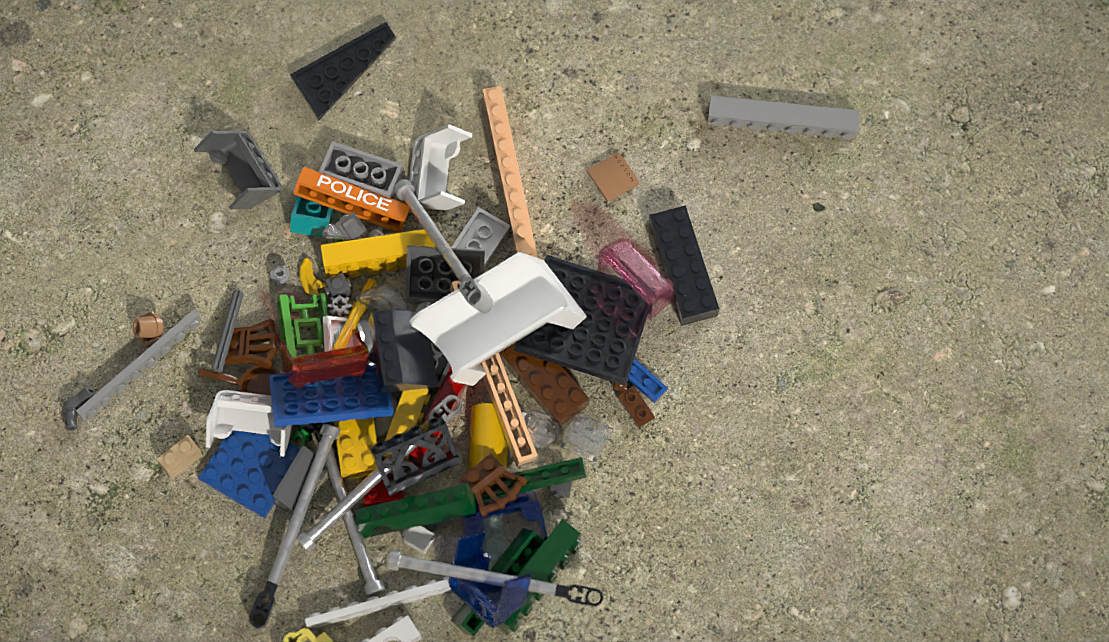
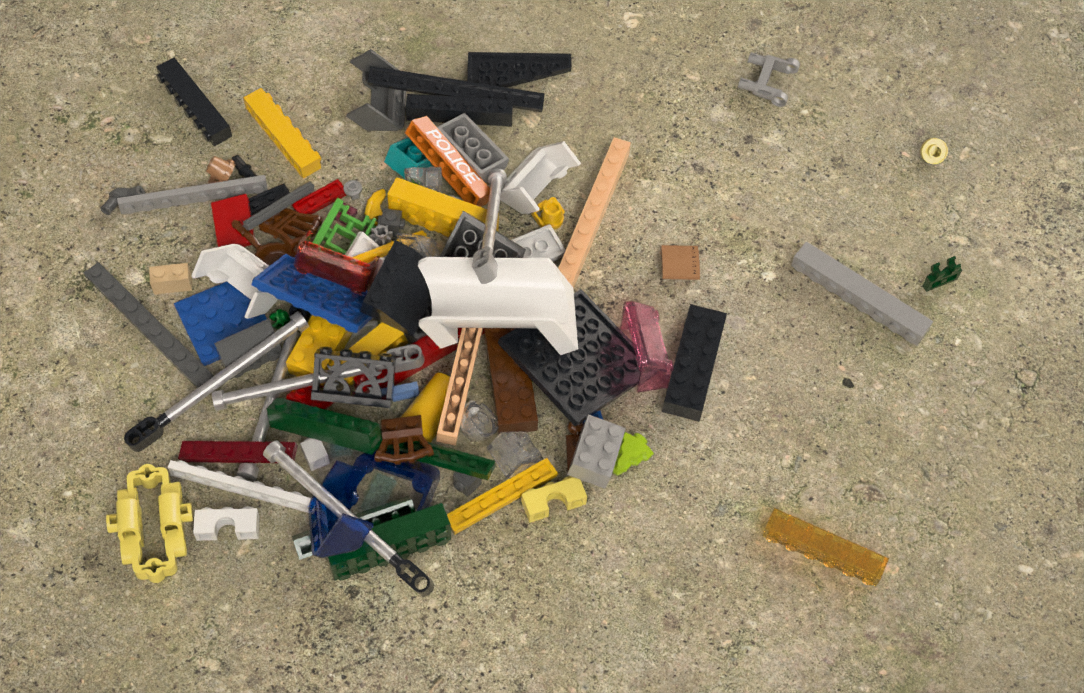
camera: 30 degrees right, 10 degrees down
(70, 273) = (194, 102): none -> black brick
(167, 312) = (243, 168): none -> black axle
(175, 256) = (282, 132): none -> yellow brick
(184, 367) = (224, 213): none -> red tile
(191, 511) = (148, 325): none -> dark grey plate
(205, 334) = (266, 198): none -> black tile
(255, 301) = (320, 198): none -> red tile
(307, 121) = (451, 87): none -> black plate
(319, 140) = (445, 108): none -> black brick
(350, 579) = (229, 451): none -> dark red plate
(457, 437) = (404, 391): none -> medium blue tile
(472, 194) = (551, 213): none -> yellow piece
(599, 479) = (501, 495): none -> yellow plate
(651, 443) = (568, 490): none -> light yellow arch
(655, 397) = (596, 451): none -> light grey brick
(679, 378) = (631, 452): none -> lime rock
(839, 64) = (940, 278): none -> dark green plate
(884, 367) = (825, 547): none -> clear yellow brick

